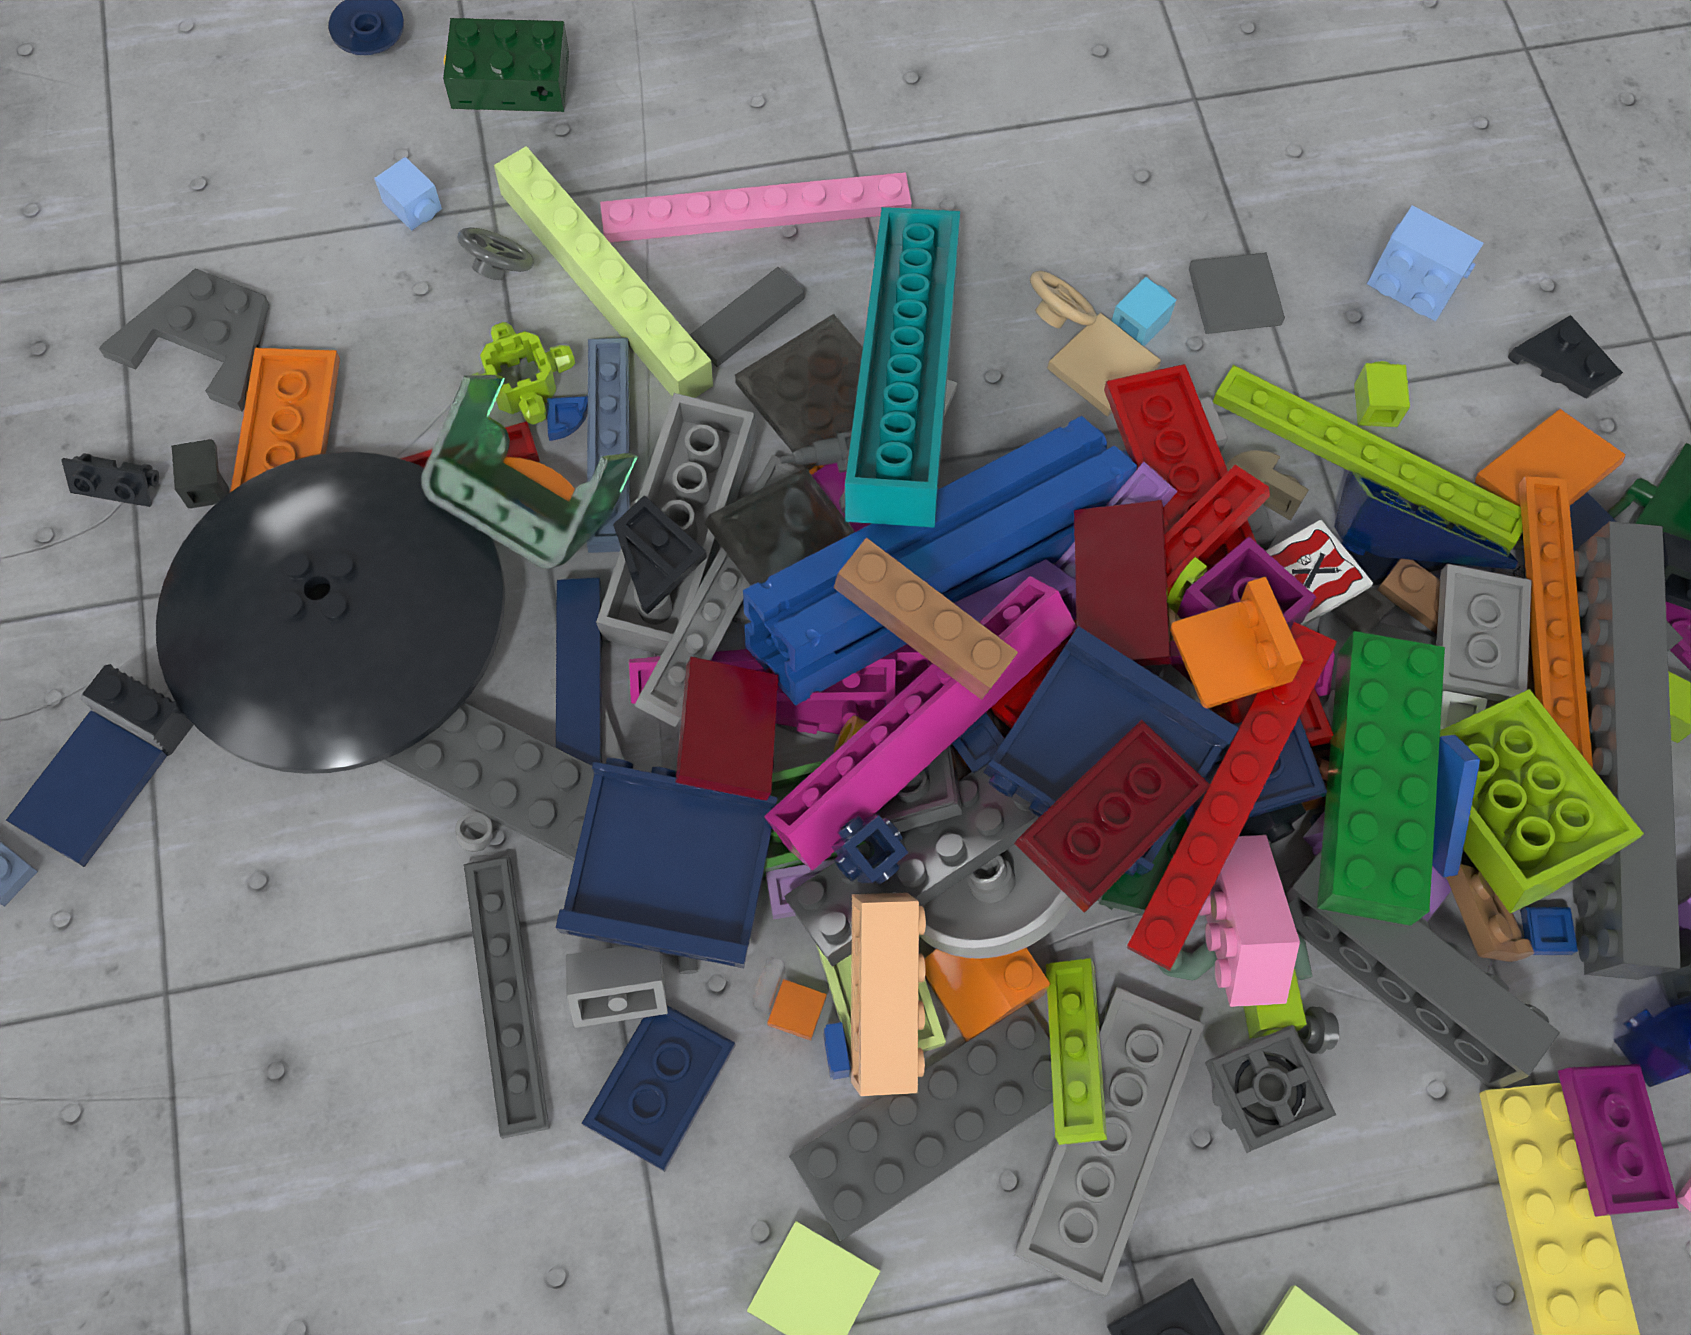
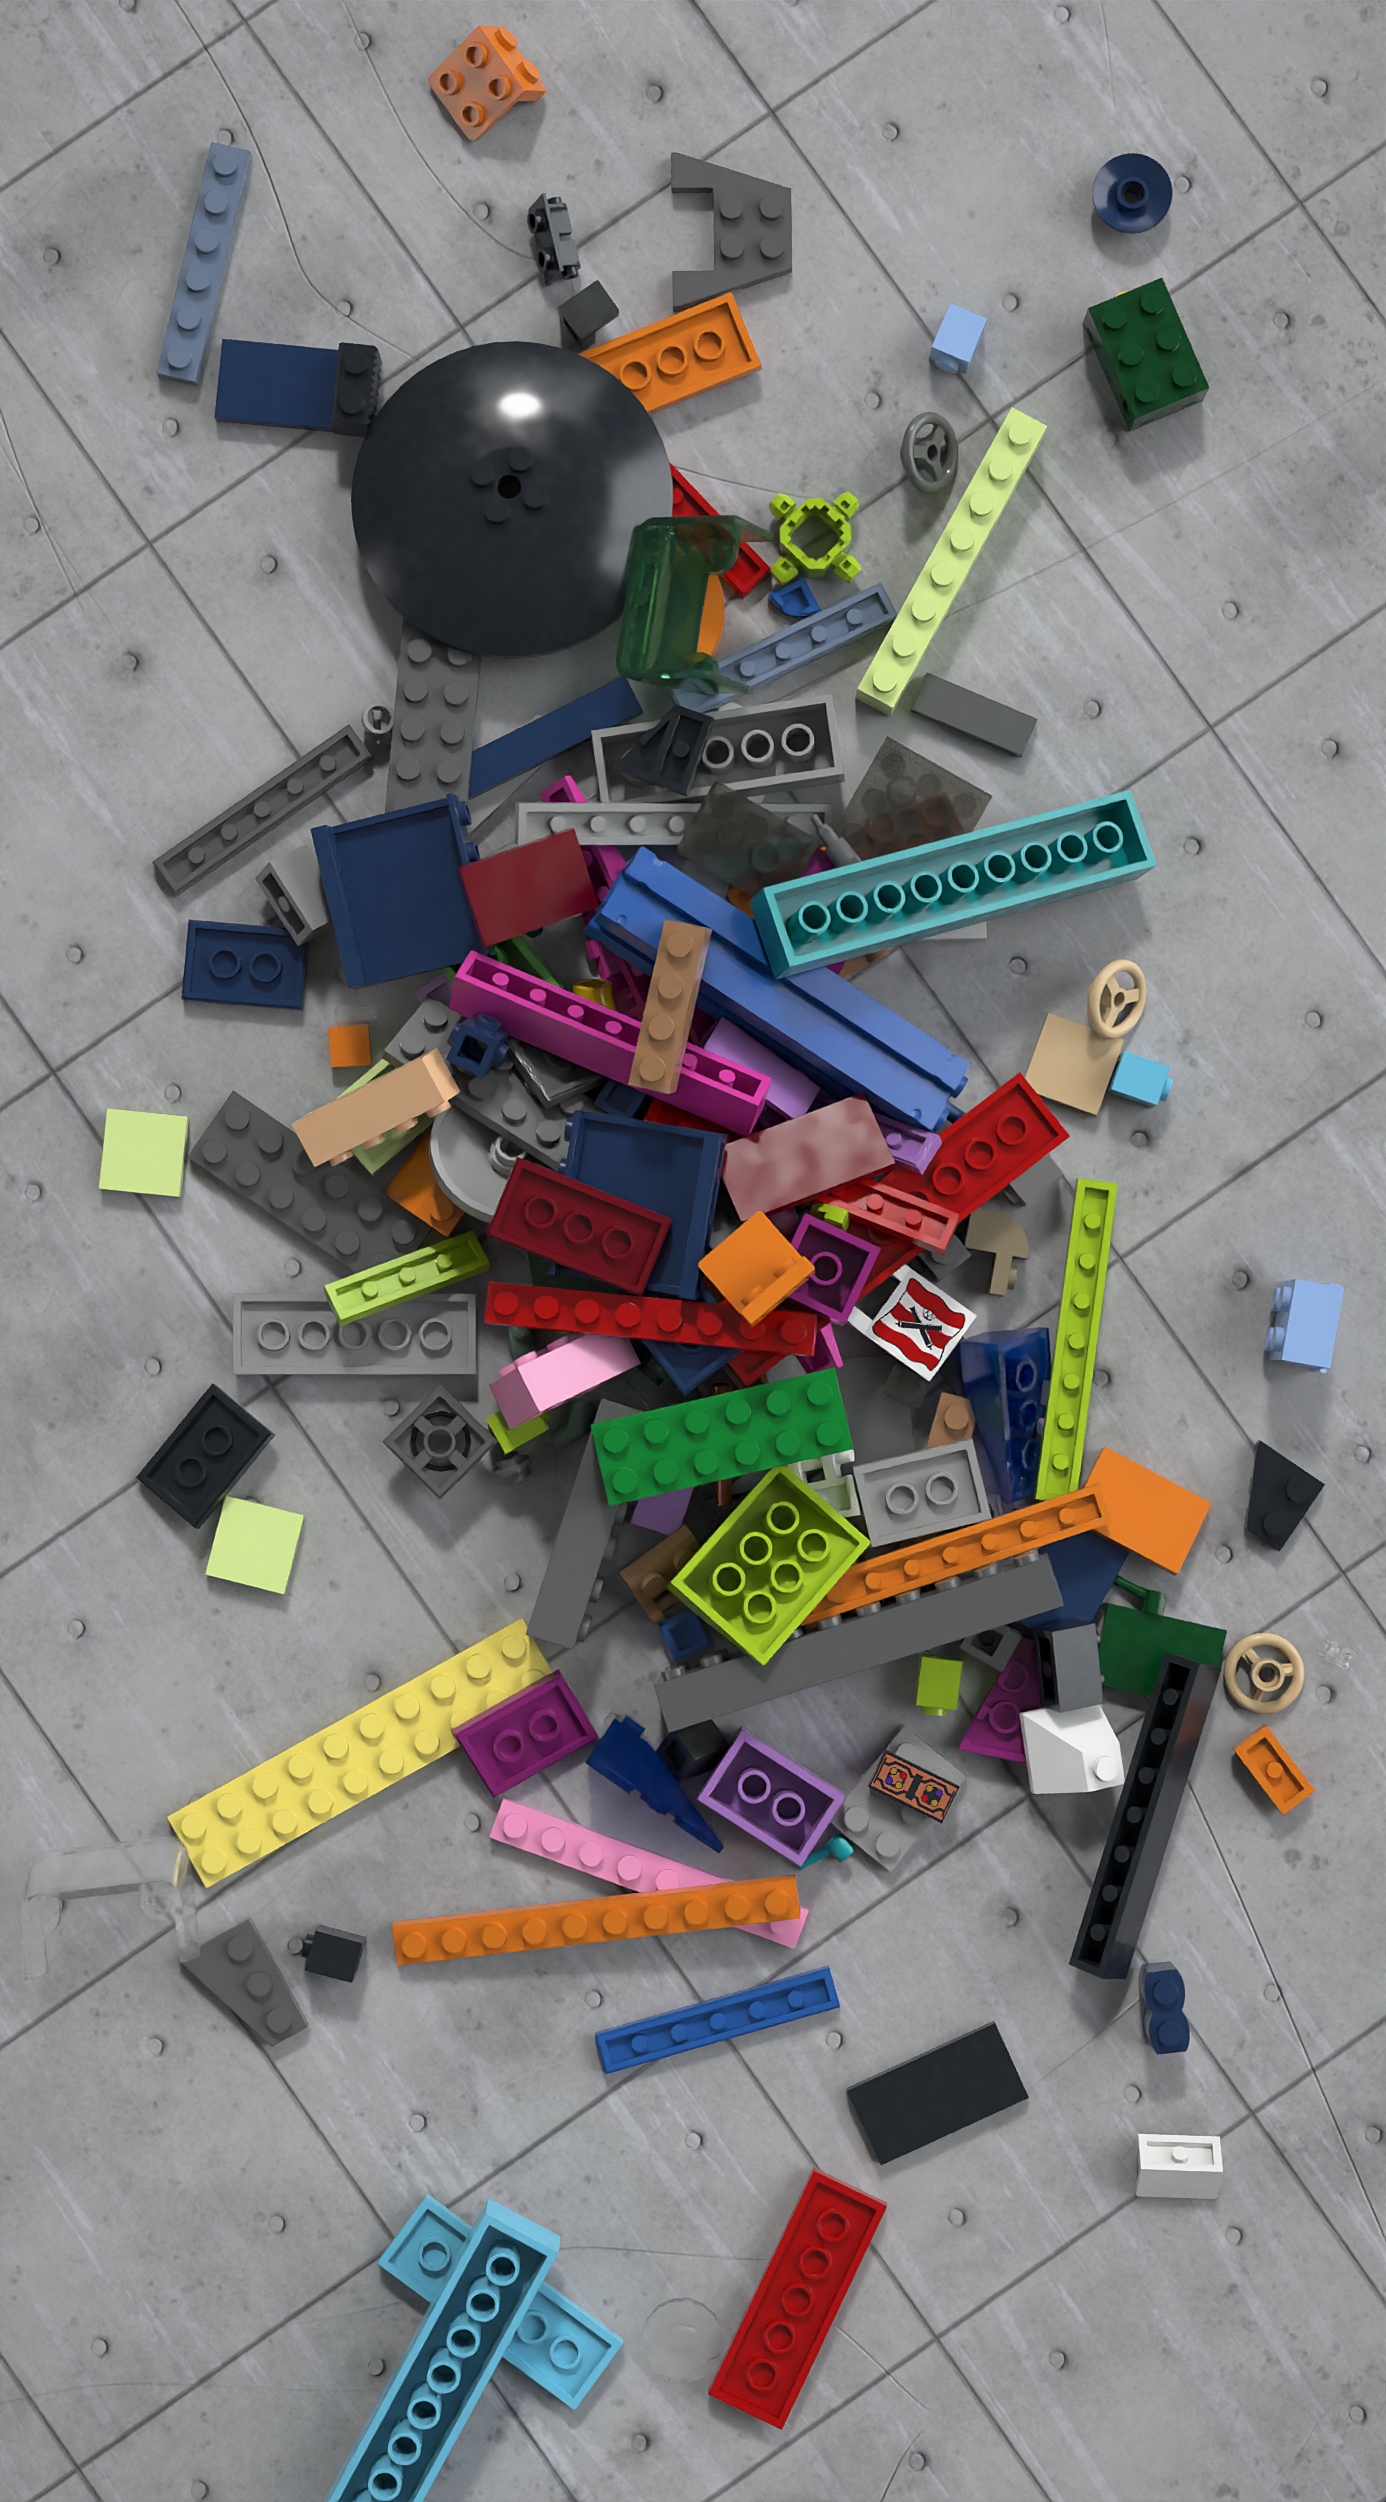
camera: 70 degrees right, 20 degrees up
(753, 207) = (1099, 668): bright pink plate -> none
(836, 1051) = (327, 1091): blue tile -> none
(1236, 293) = (1209, 1159): dark grey tile -> none
(1381, 394) = (1150, 1331): lime brick -> none
(1454, 798) = (725, 1502): blue tile -> none

